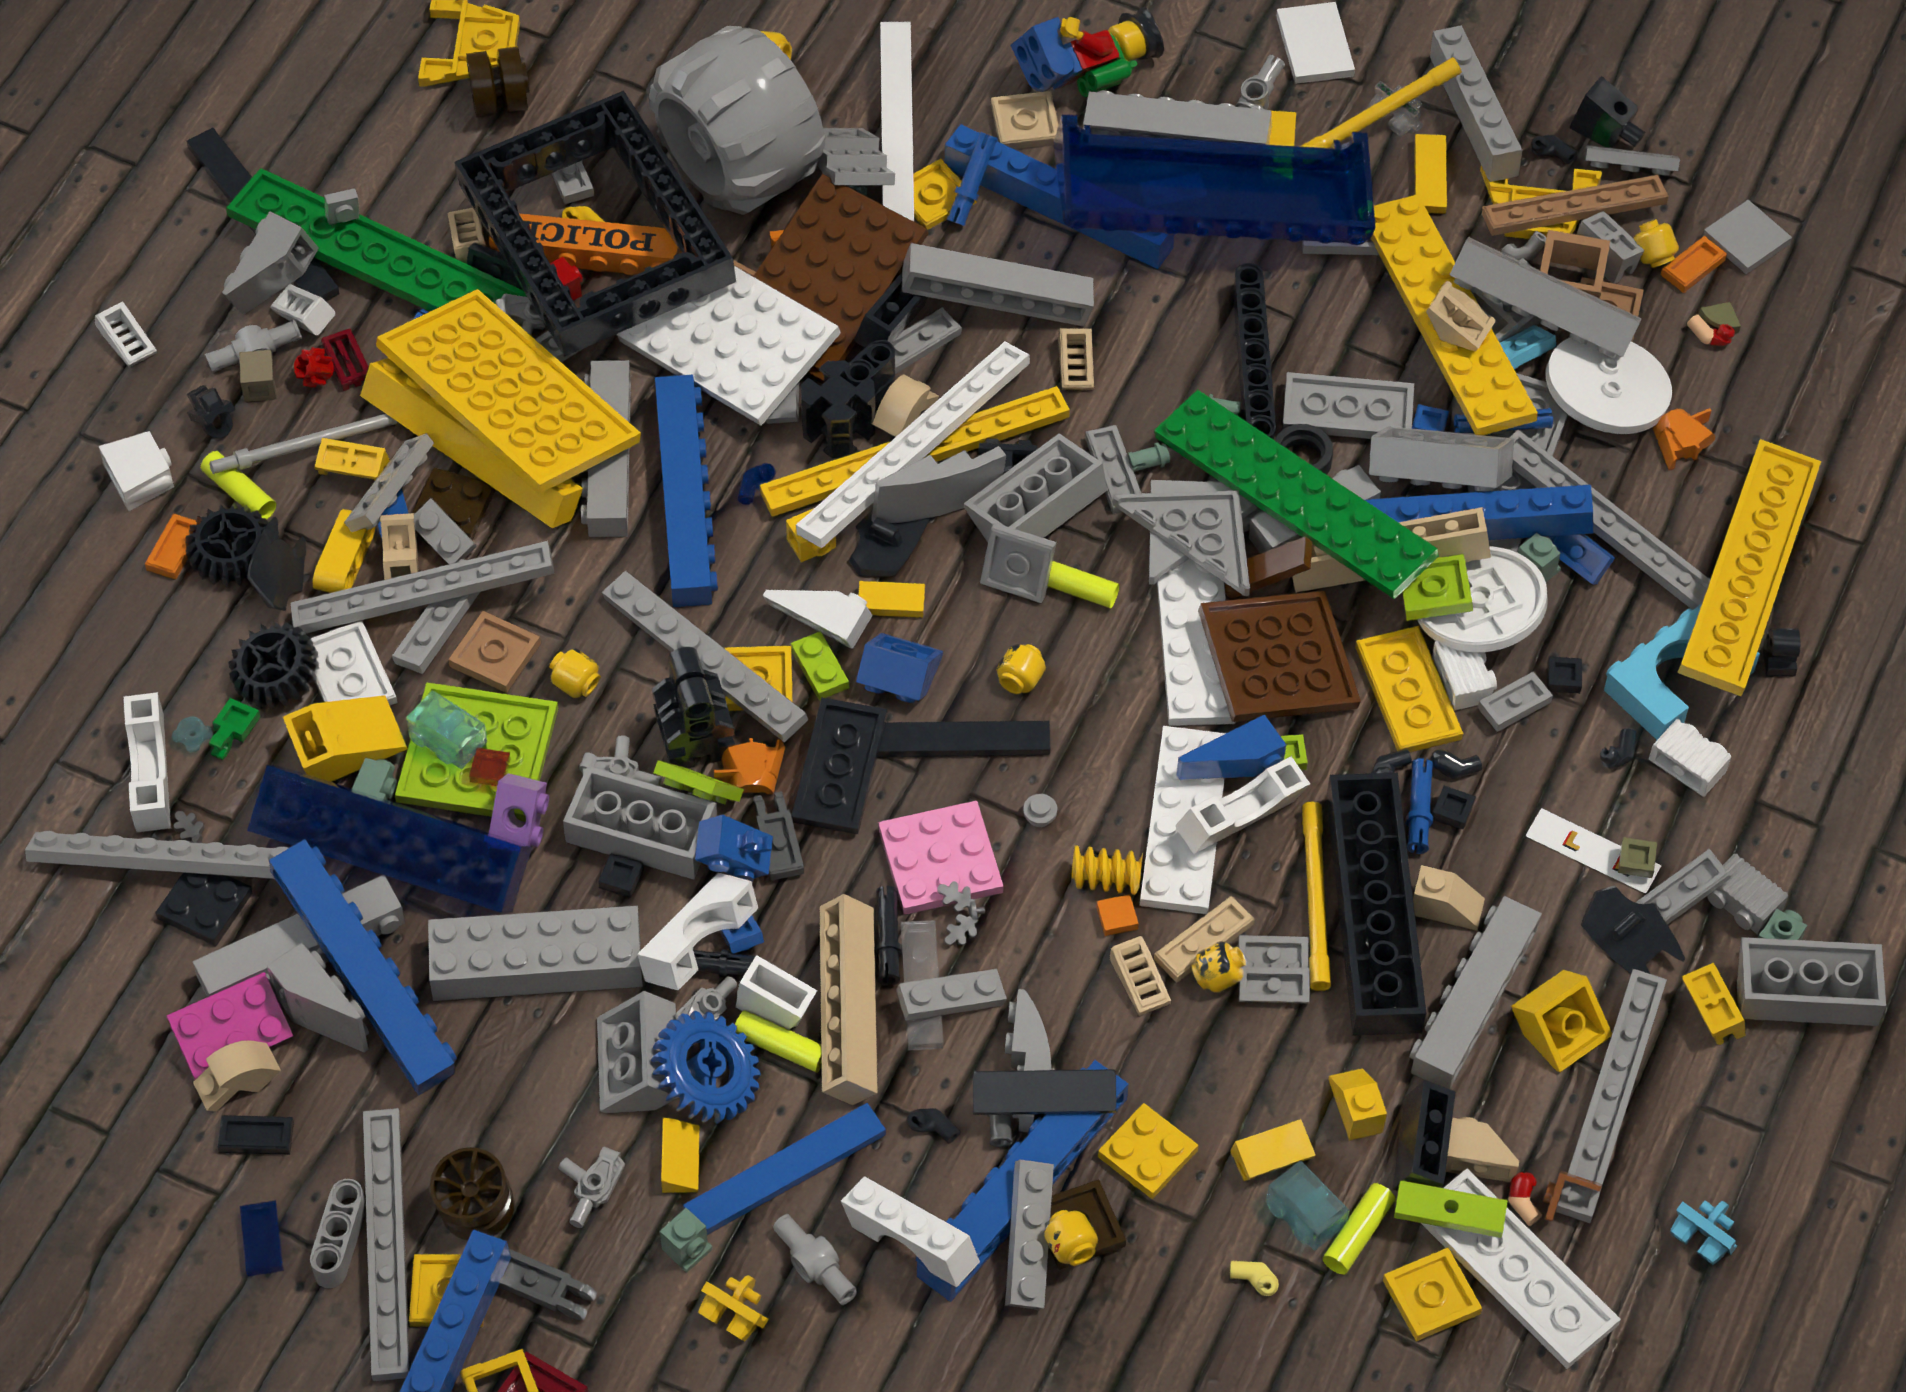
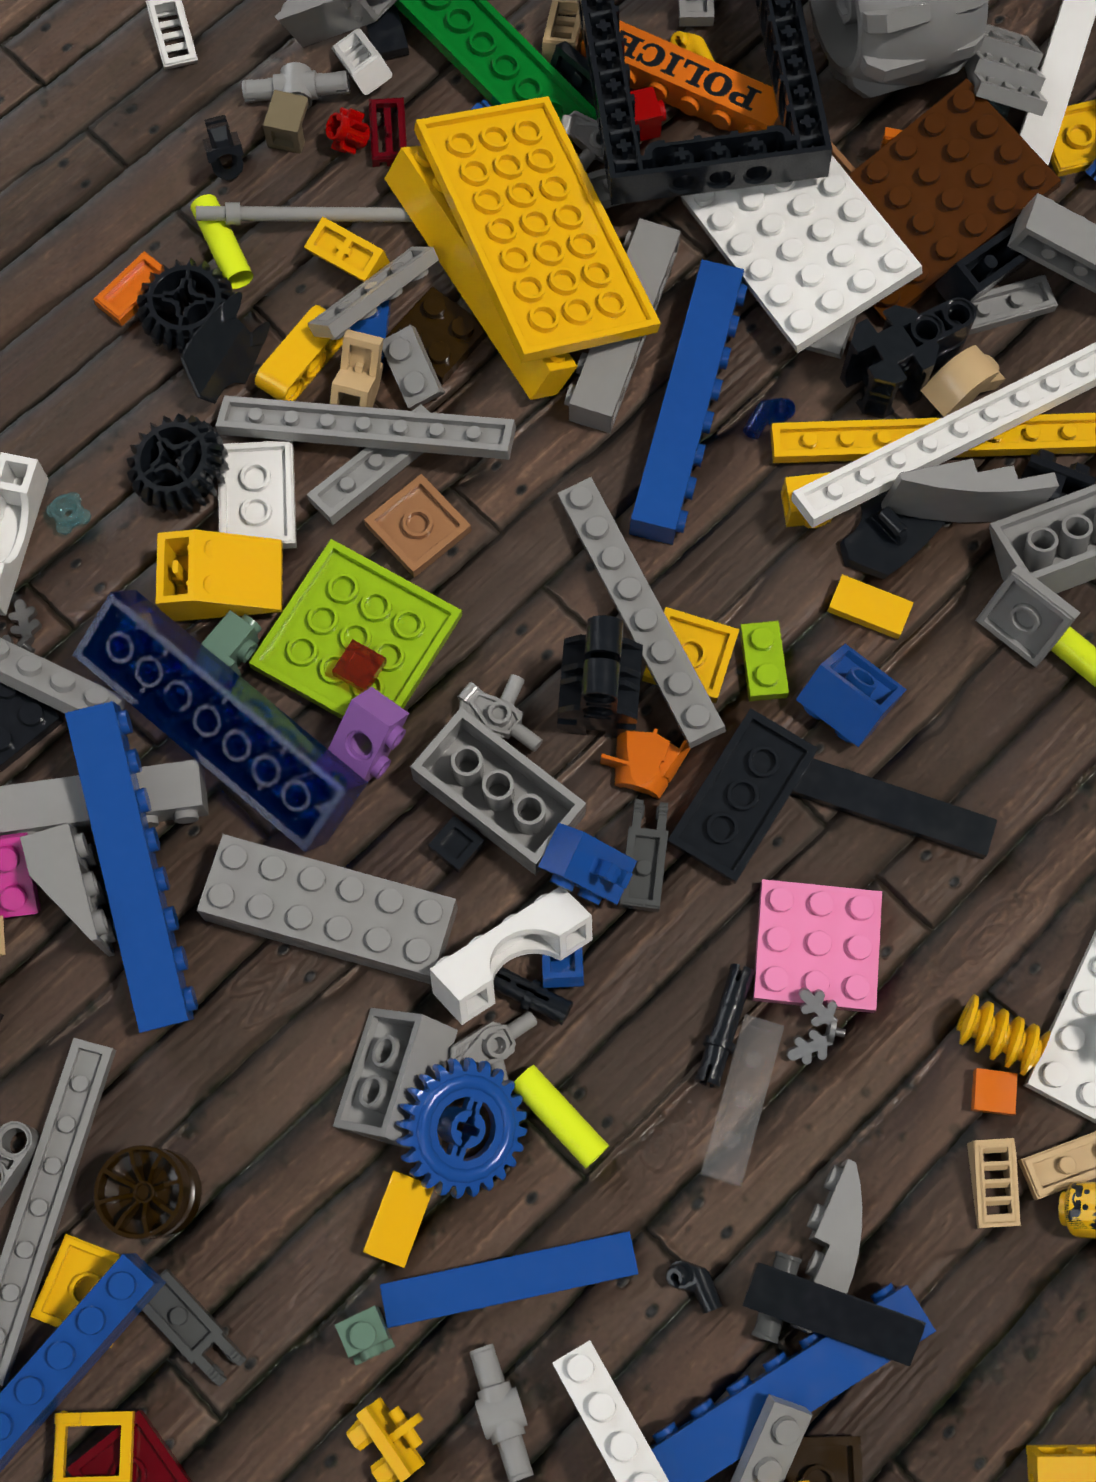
camera: 20 degrees right, 15 degrees up
(137, 468) = (125, 188): white torso -> none
(232, 723) = (114, 516): green plate -> none
(446, 730) = (326, 607): clear light blue brick -> none
(574, 673) = (492, 582): yellow head -> none
(594, 1185) = (293, 1220): light grey piece -> none
(697, 783) = (579, 768): lime plate -> none
(773, 994) = (570, 1067): white torso -> none
(825, 611) = (794, 603): white slope -> none
(848, 1000) = (650, 1098): tan brick -> none
(951, 994) = (770, 1129): light grey plate -> none
(1021, 668) = (986, 744): yellow head -> none
(1040, 810) = (950, 927): light grey plate -> none
(1147, 1150) = (930, 1412): yellow plate -> none

